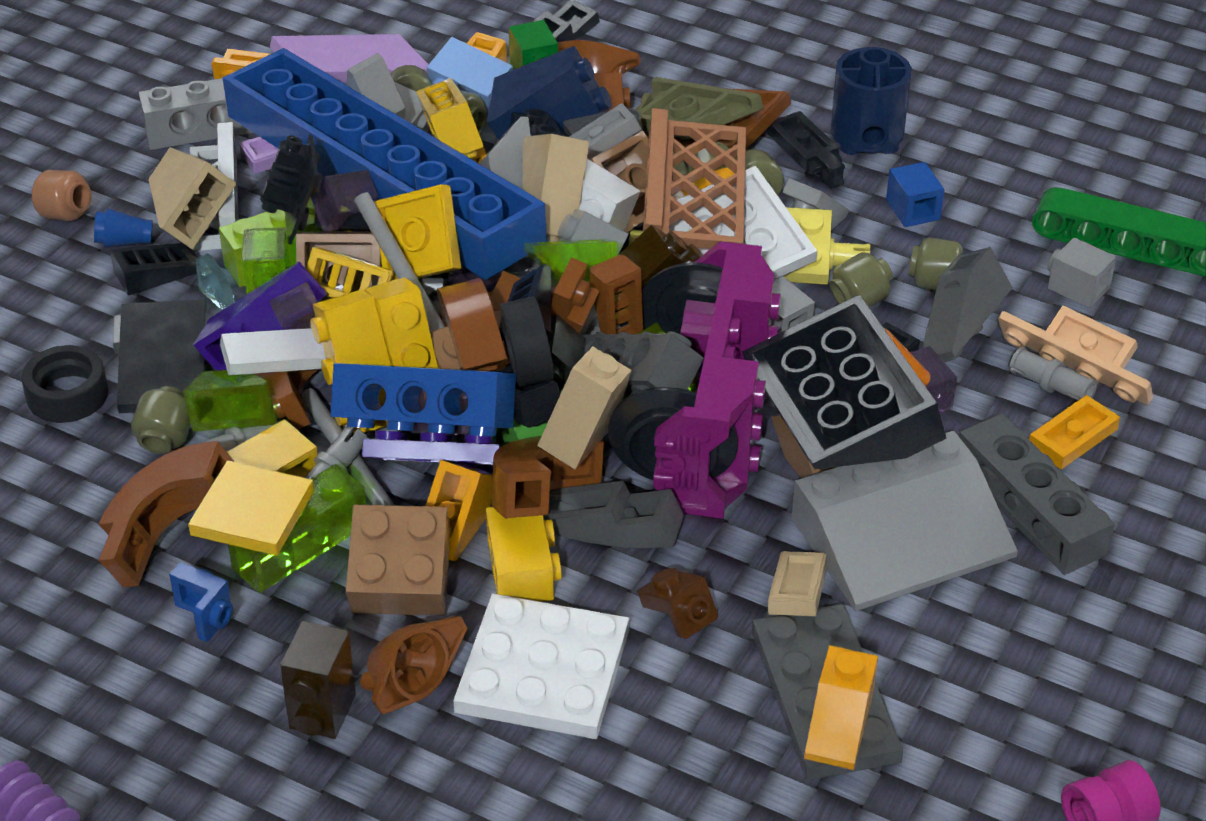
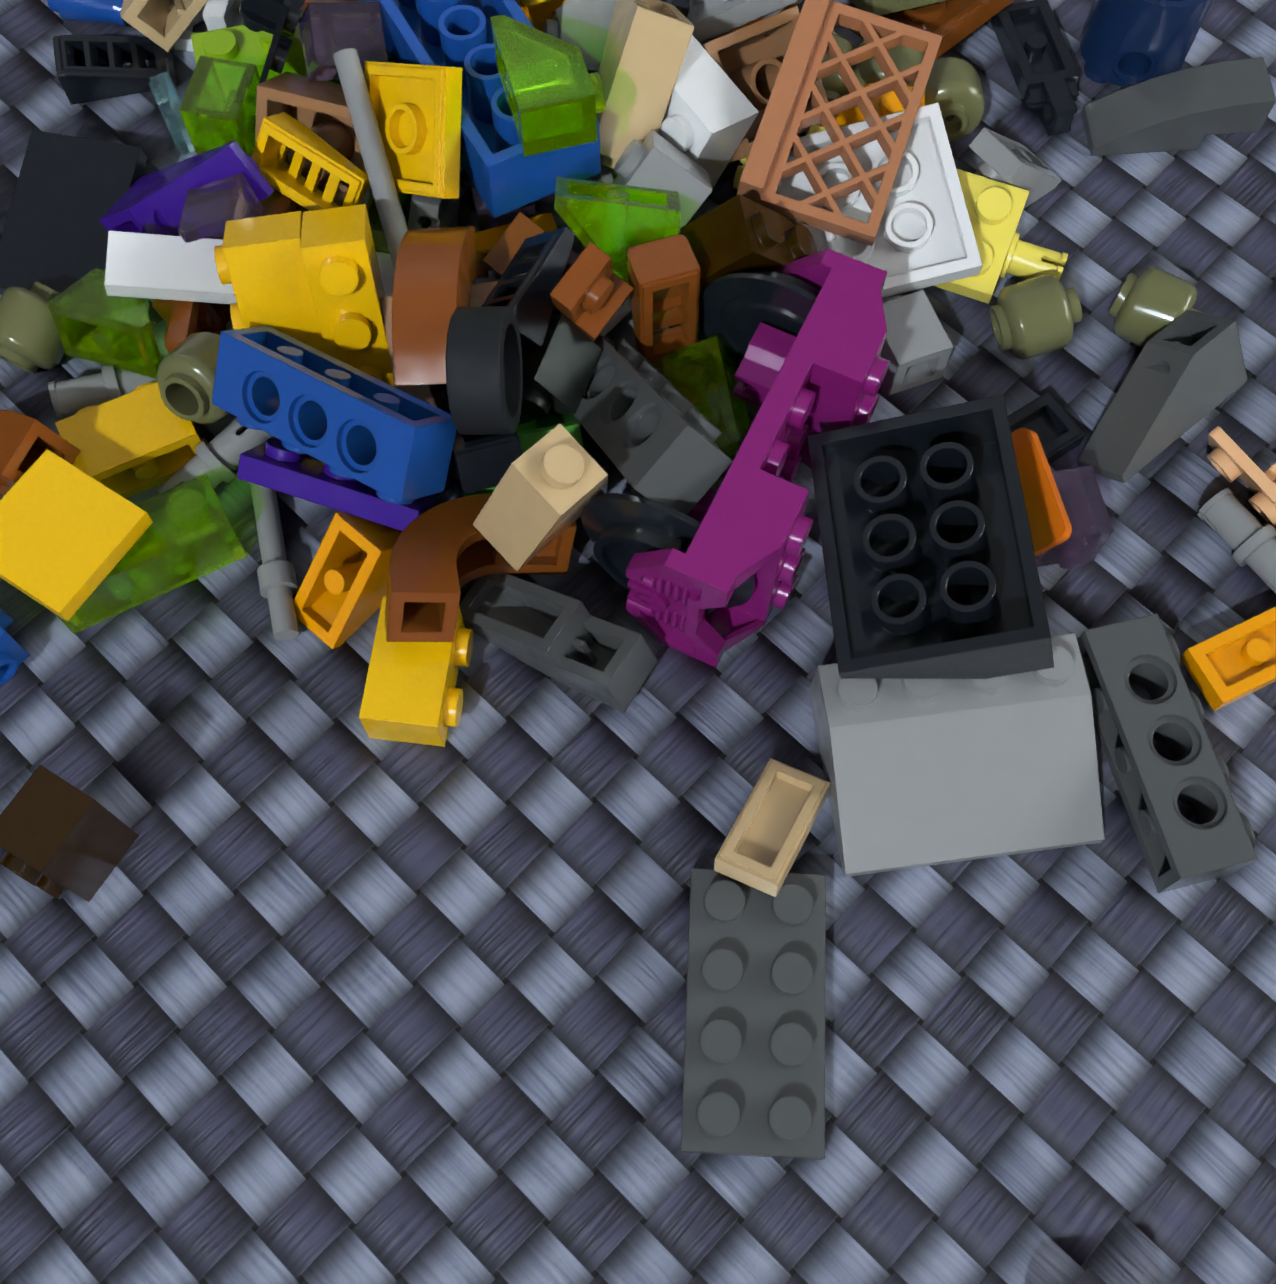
camera: 15 degrees right, 25 degrees up
(309, 410) = (188, 379): none -> olive head
(398, 560) = (239, 655): medium nougat brick -> none
(411, 662) = (204, 825): dark orange hat -> none
(506, 186) = (546, 87): none -> clear neon green slope
(542, 666) = (389, 862): white plate -> none
(683, 598) = (603, 806): reddish brown bracket -> none
(841, 707) = (749, 1095): light orange slope -> none
(915, 194) = (1161, 178): blue brick -> none
(933, 142) = (1180, 109): none -> dark grey slope

